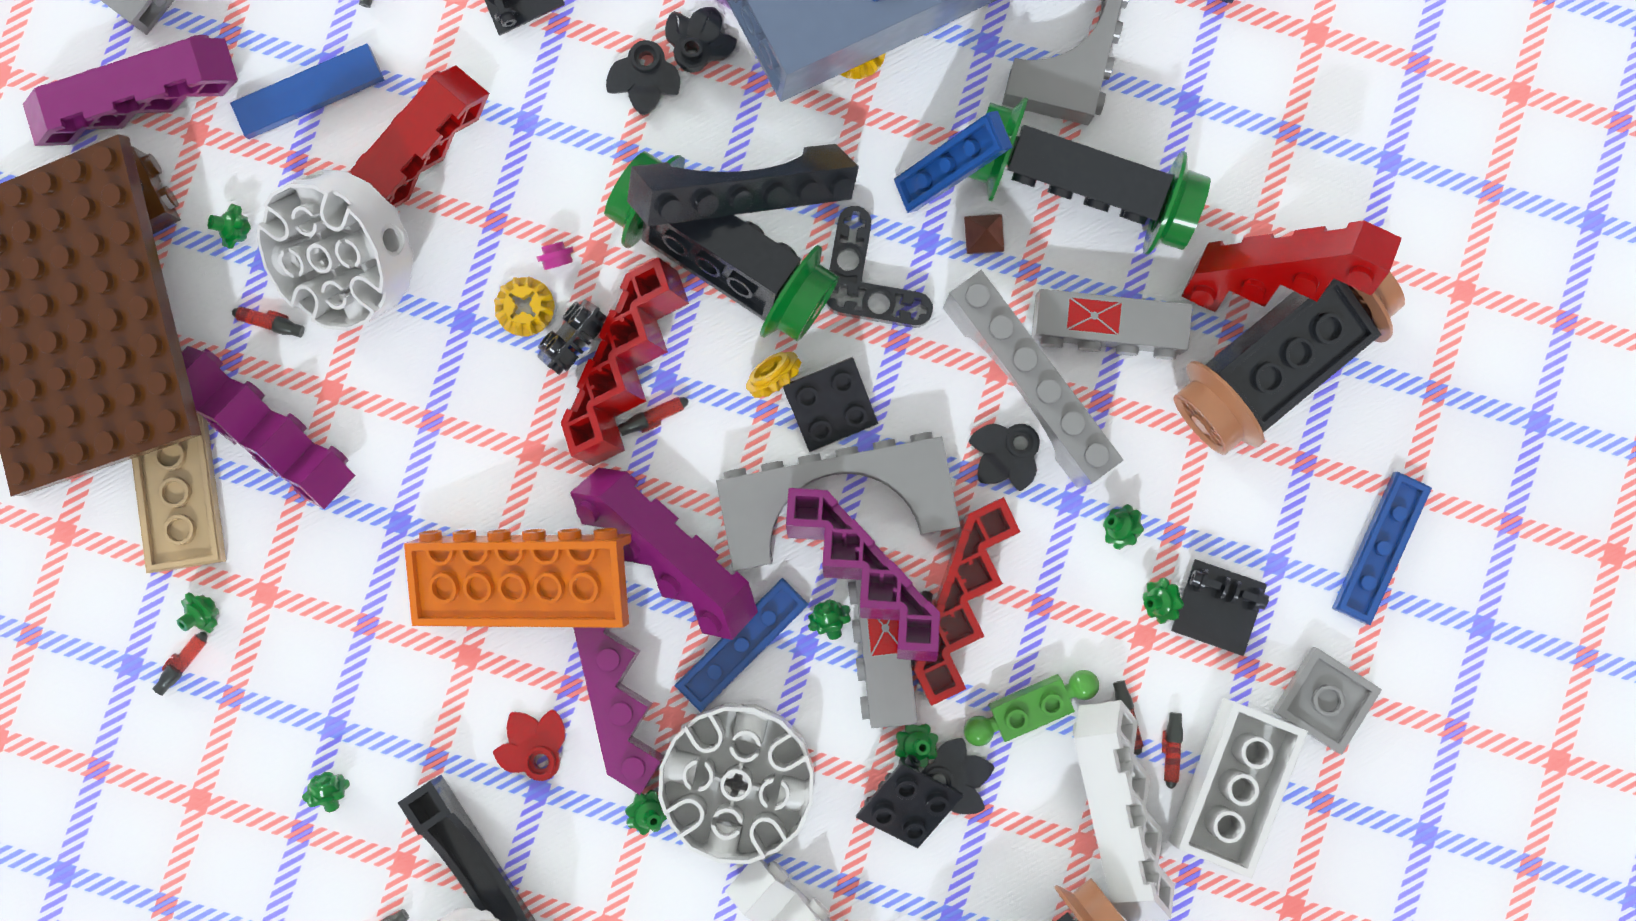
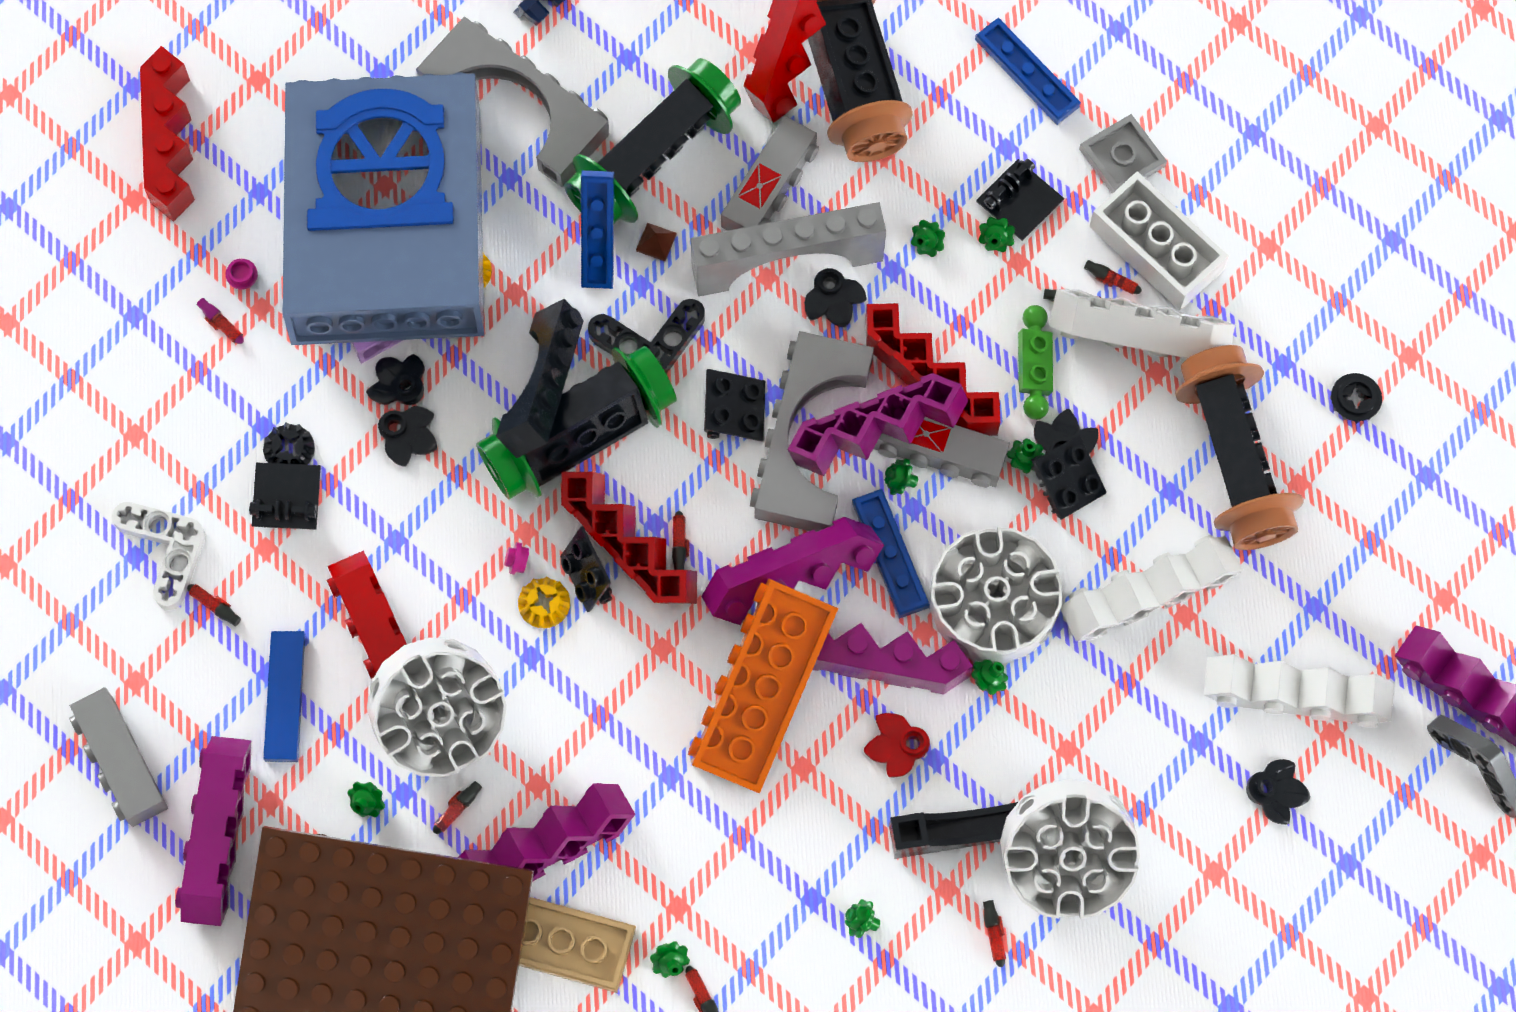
camera: 70 degrees left, 15 degrees down
(773, 374) = (691, 433): yellow gear -> none

